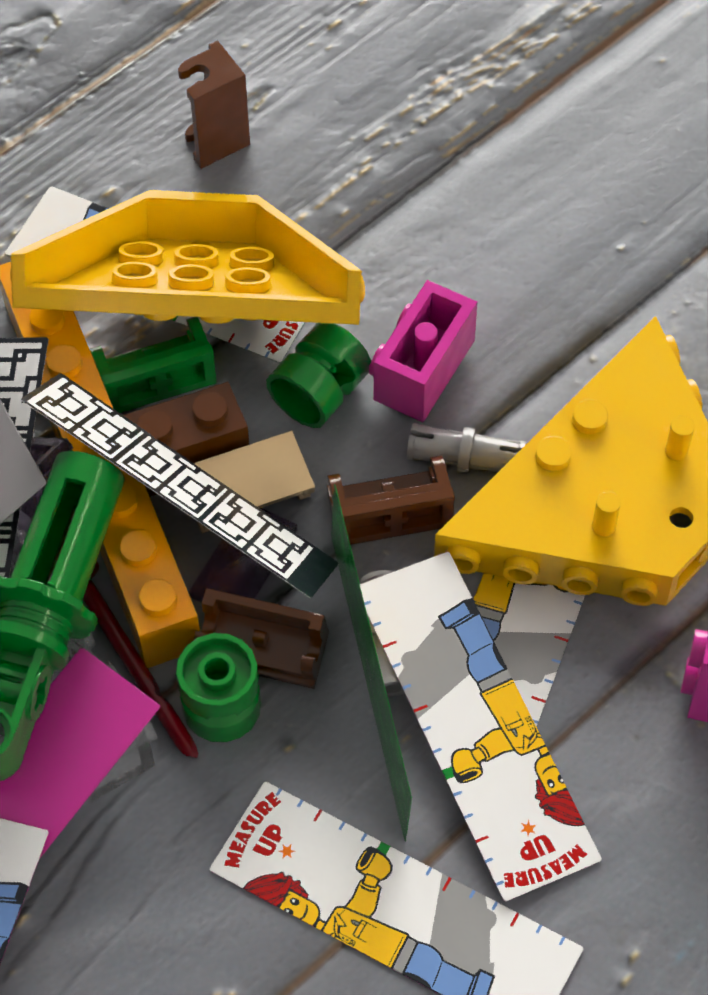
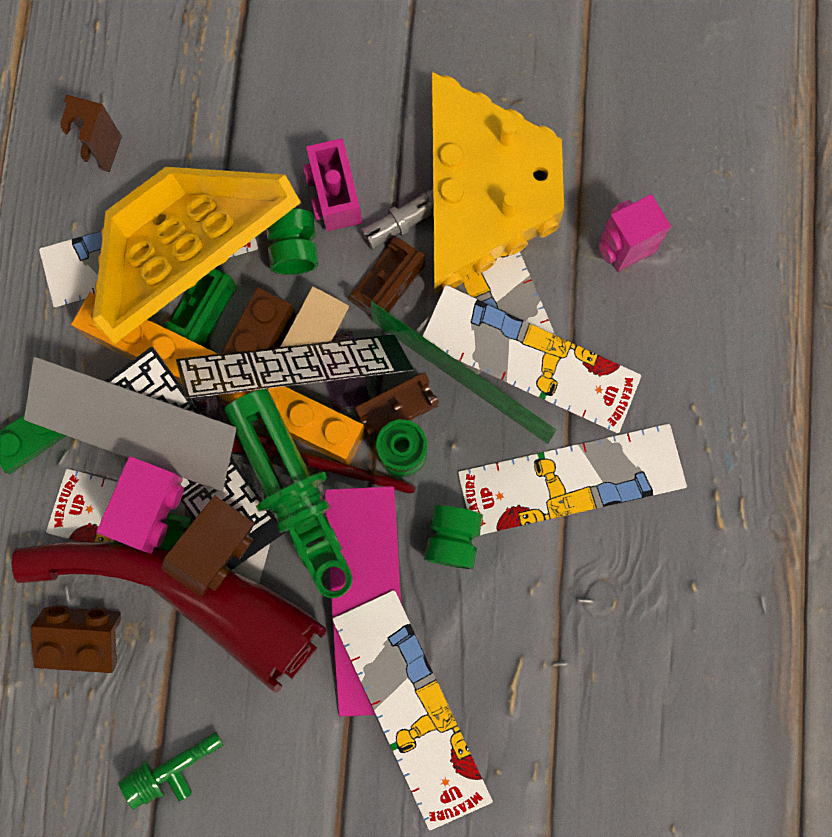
camera: 40 degrees left, 20 degrees up
(179, 837) = (453, 537): none -> green wheel

